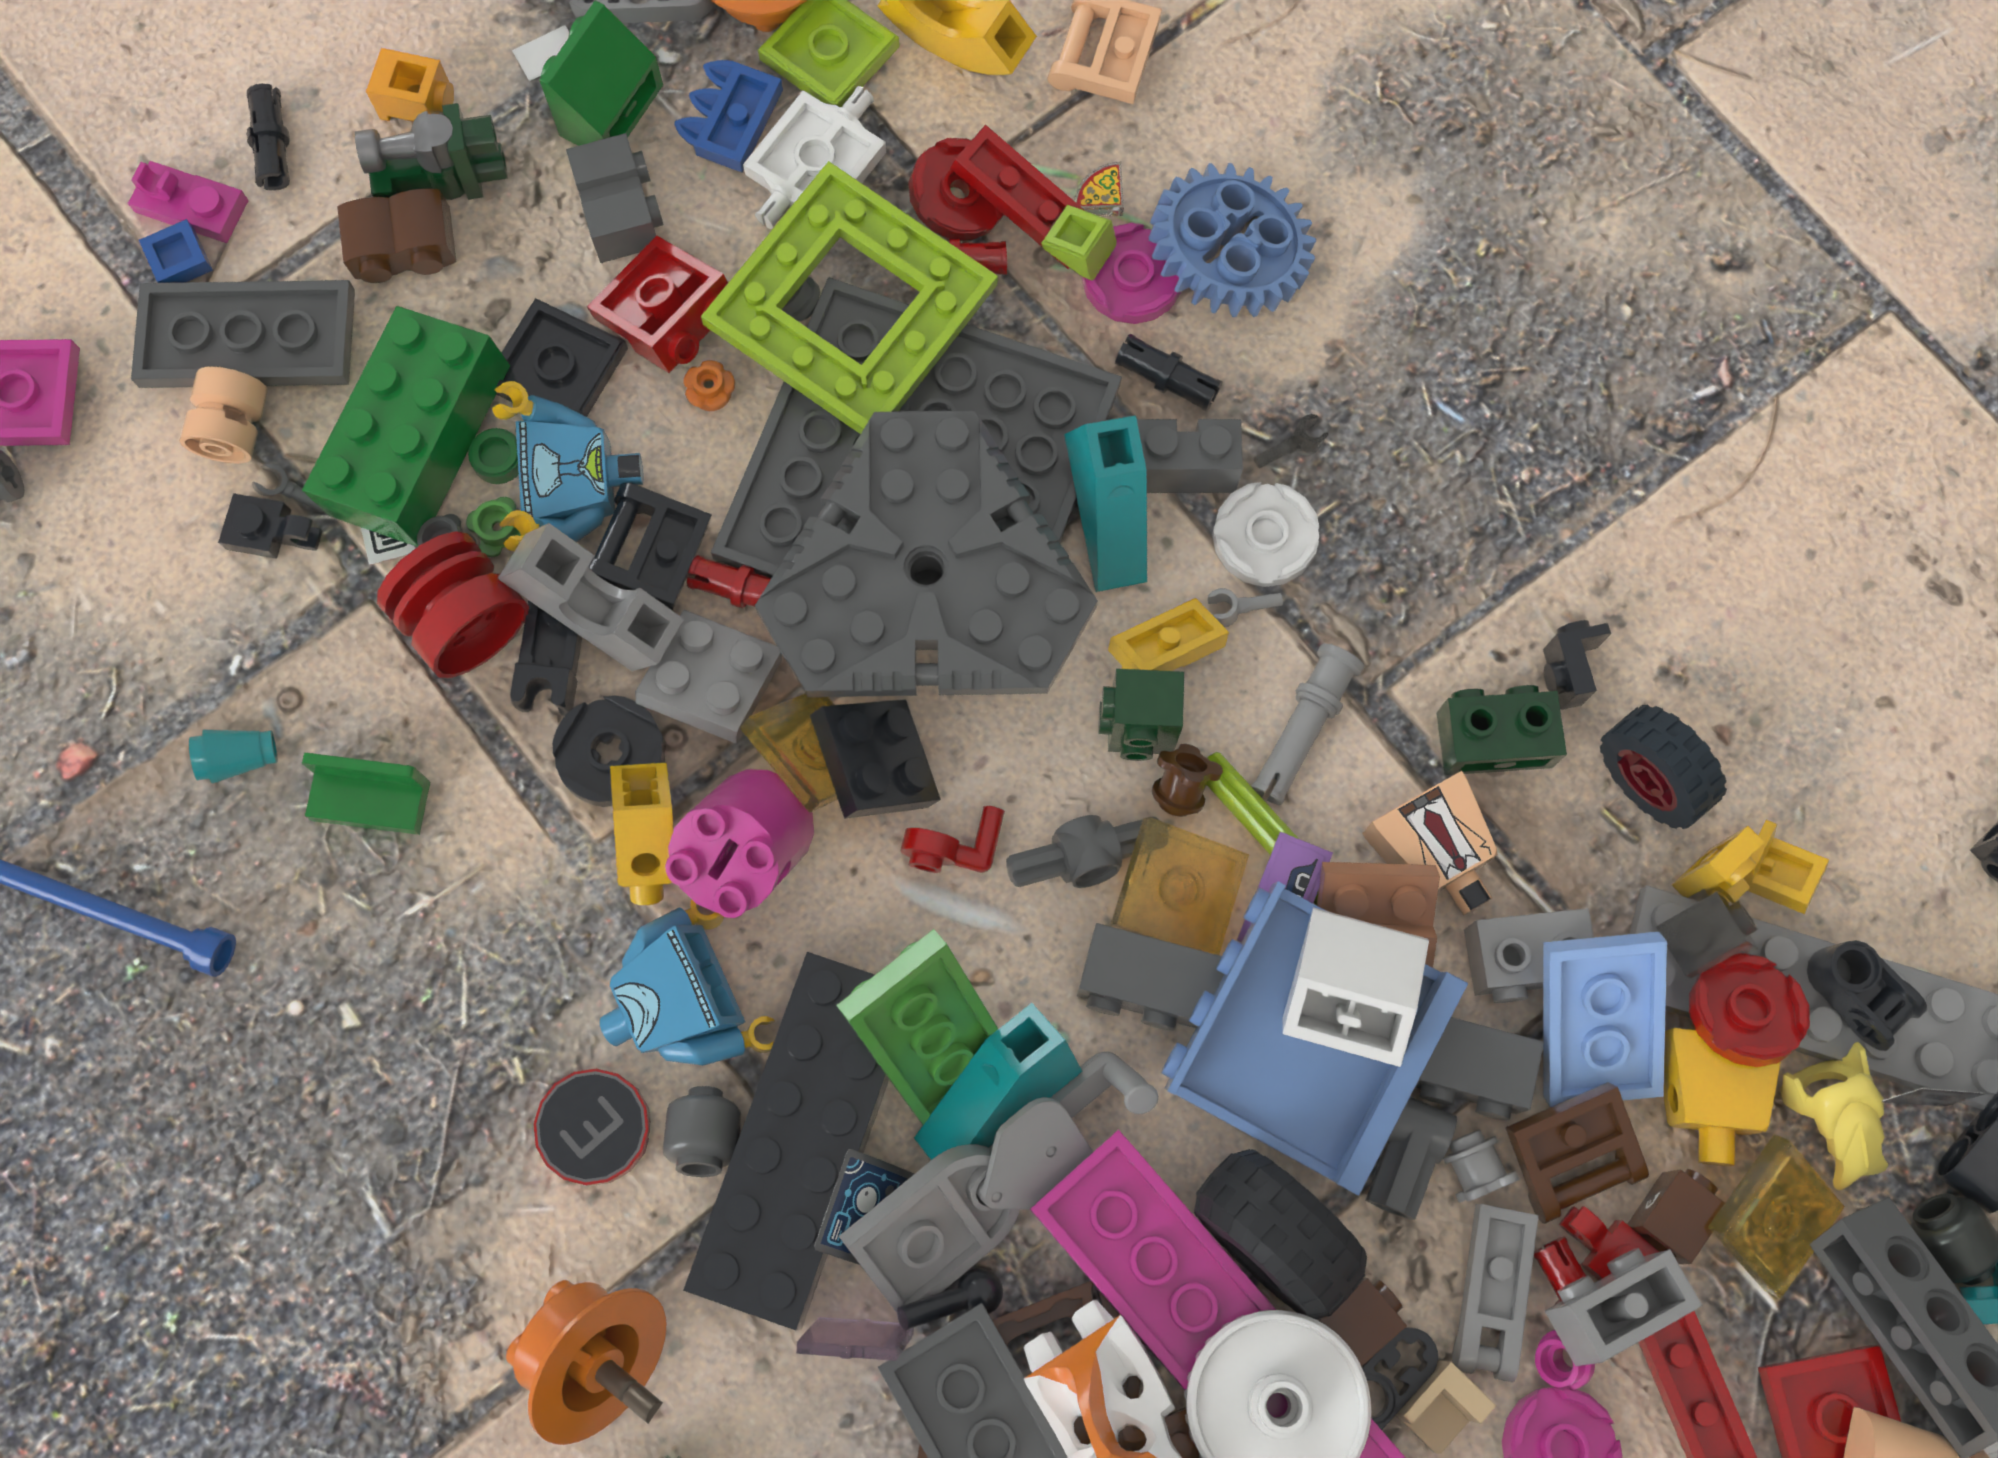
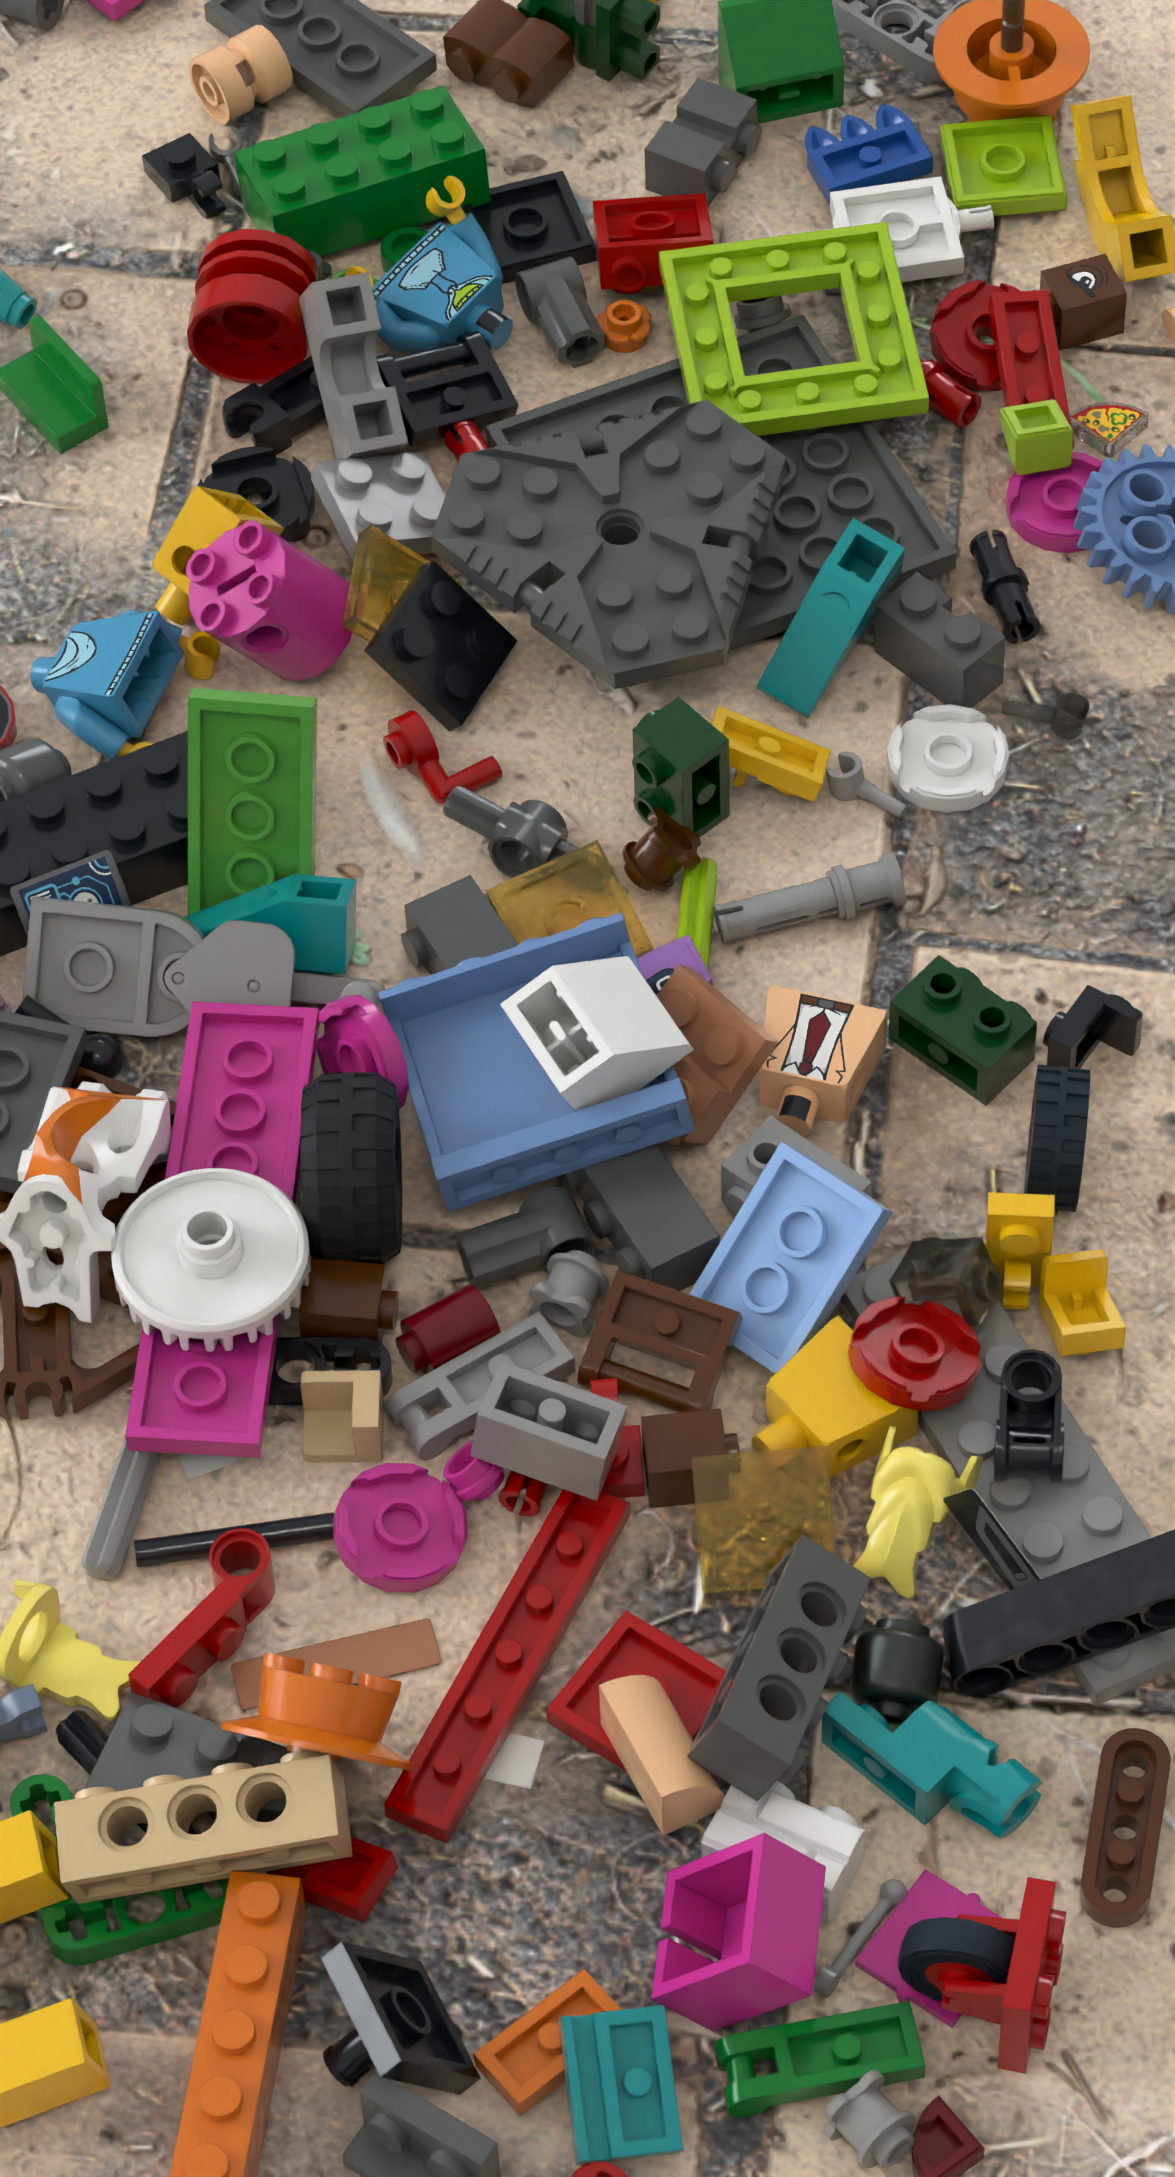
camera: 50 degrees right, 20 degrees down
(644, 406) = (558, 301): none -> dark grey piece
(997, 101) = (1085, 301): none -> reddish brown brick
(1174, 1130) = (361, 1041): none -> dark pink tile
(1438, 1276) = (446, 1329): none -> dark red brick

